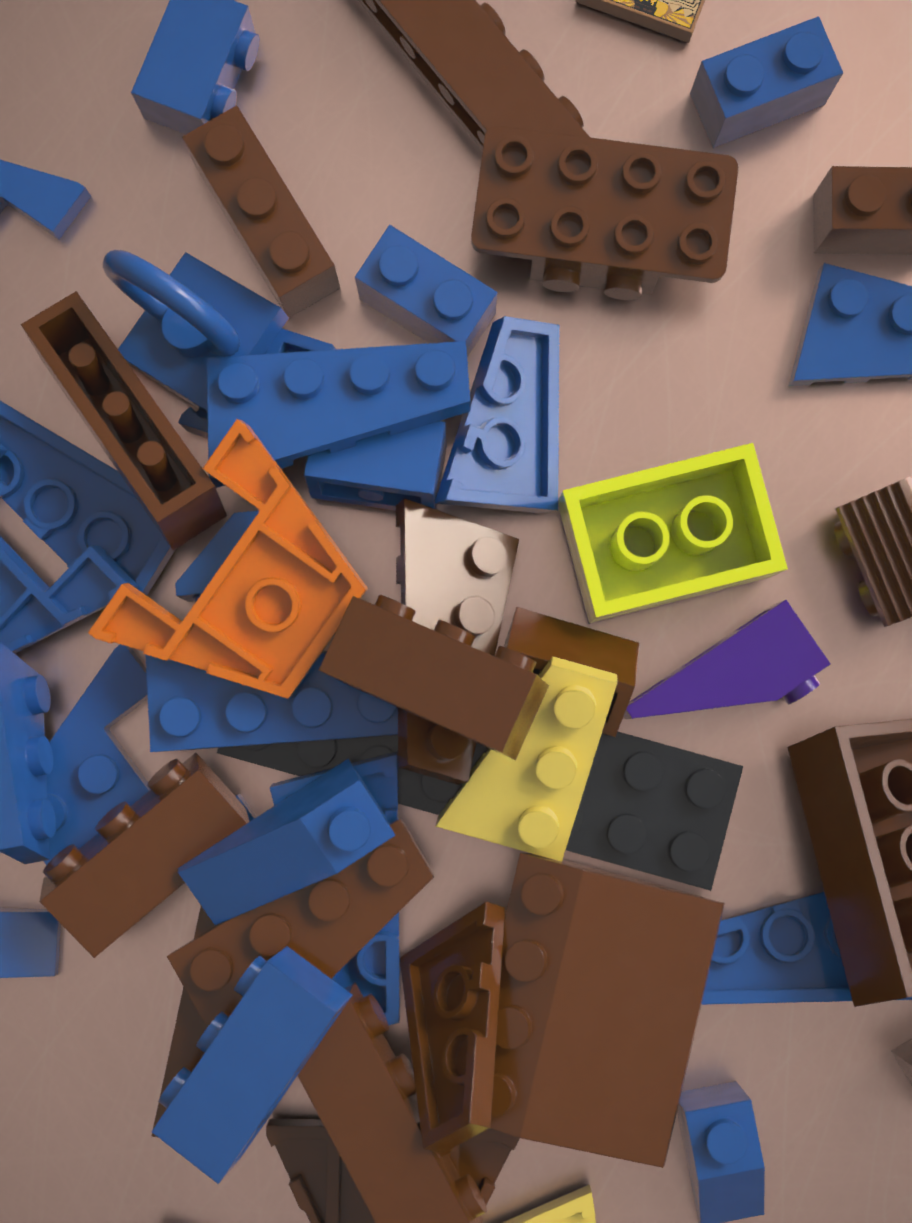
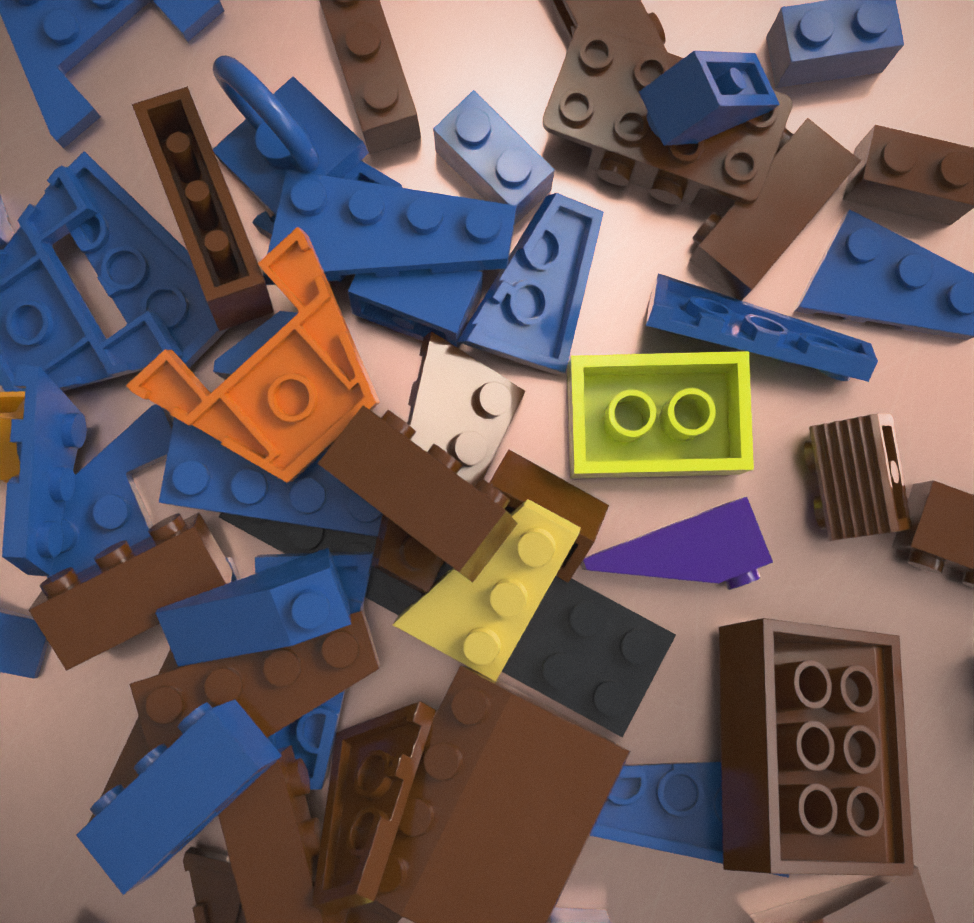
camera: 15 degrees right, 0 degrees up
(646, 177) = (707, 96): none -> blue slope
(727, 317) = (753, 236): none -> reddish brown brick
(753, 416) = (751, 328): none -> blue wing

